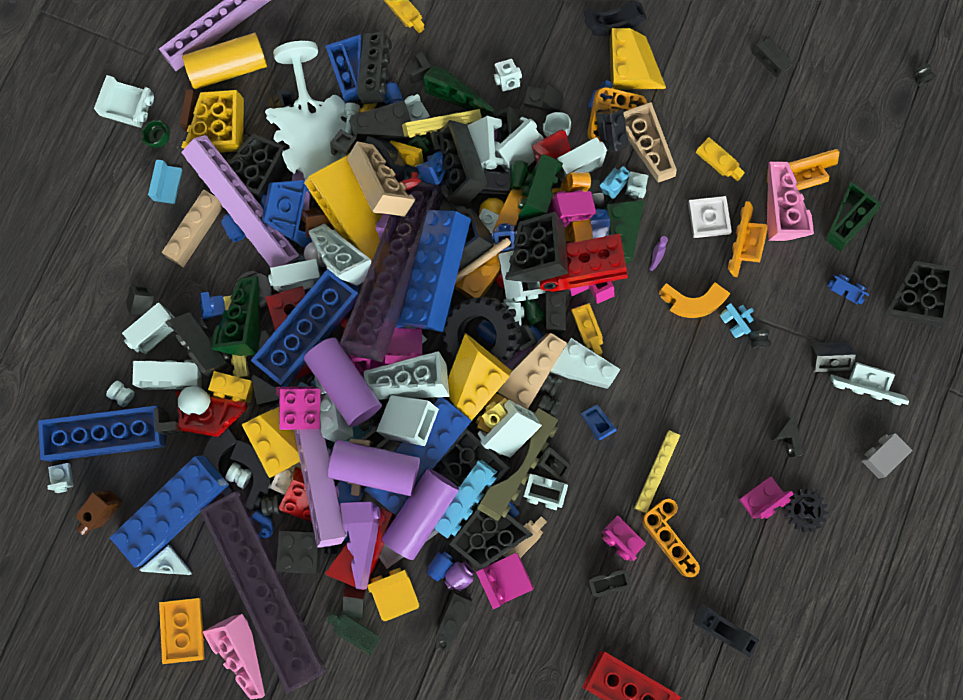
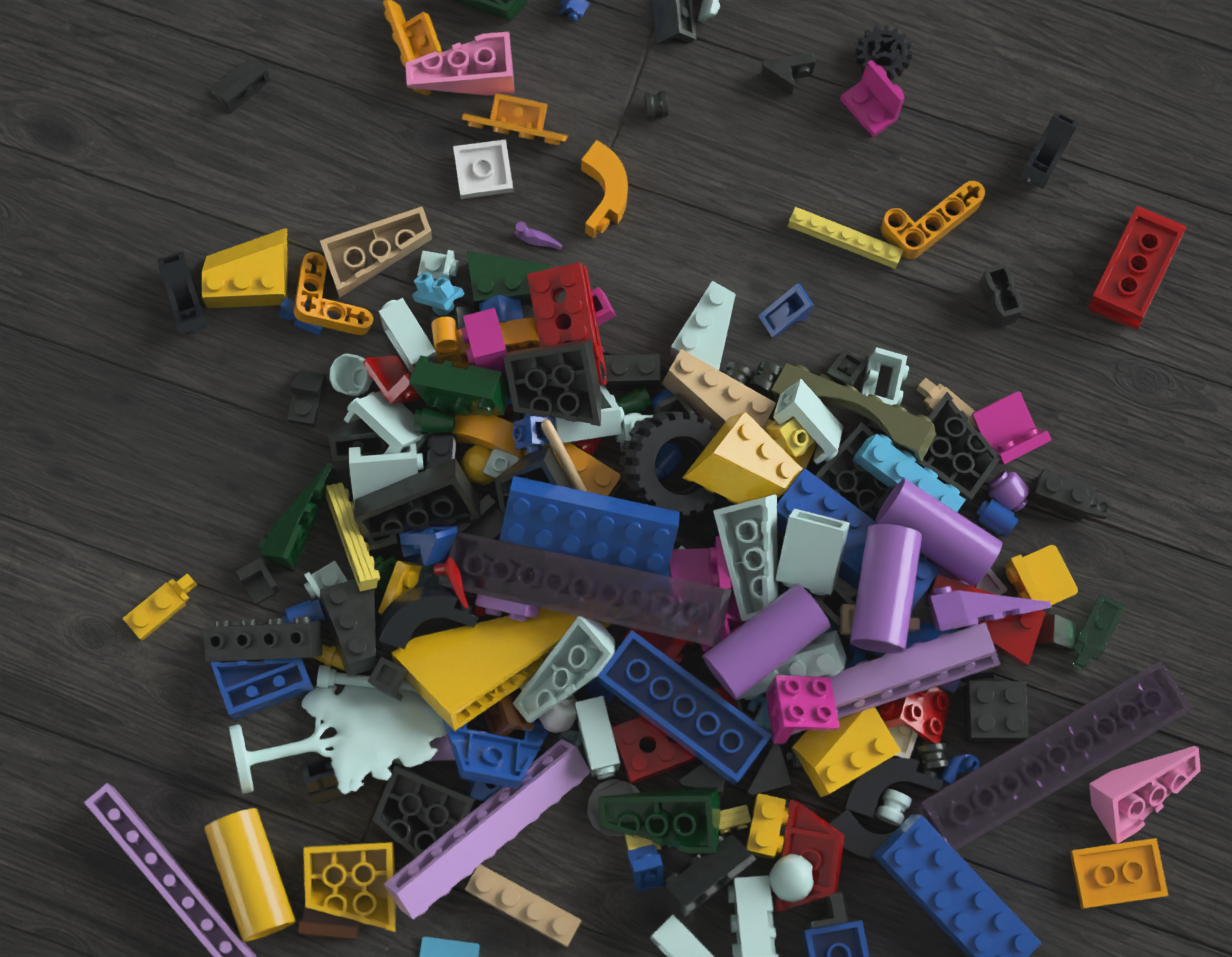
camera: 95 degrees left, 5 degrees down
(167, 562) = (1026, 902): light aqua tile -> none
(232, 229) = (520, 846): blue brick -> none
(378, 181) = (454, 615): tan wedge -> none
(507, 75) = (271, 447): light aqua brick -> none
(588, 328) = (651, 328): yellow hinge -> none
(612, 129) = (359, 294): black brick -> none
(623, 538) = (939, 280): dark pink bracket -> none
(720, 159) = (396, 156): yellow hinge -> none
(741, 328) = (621, 141): medium azure hips -> none

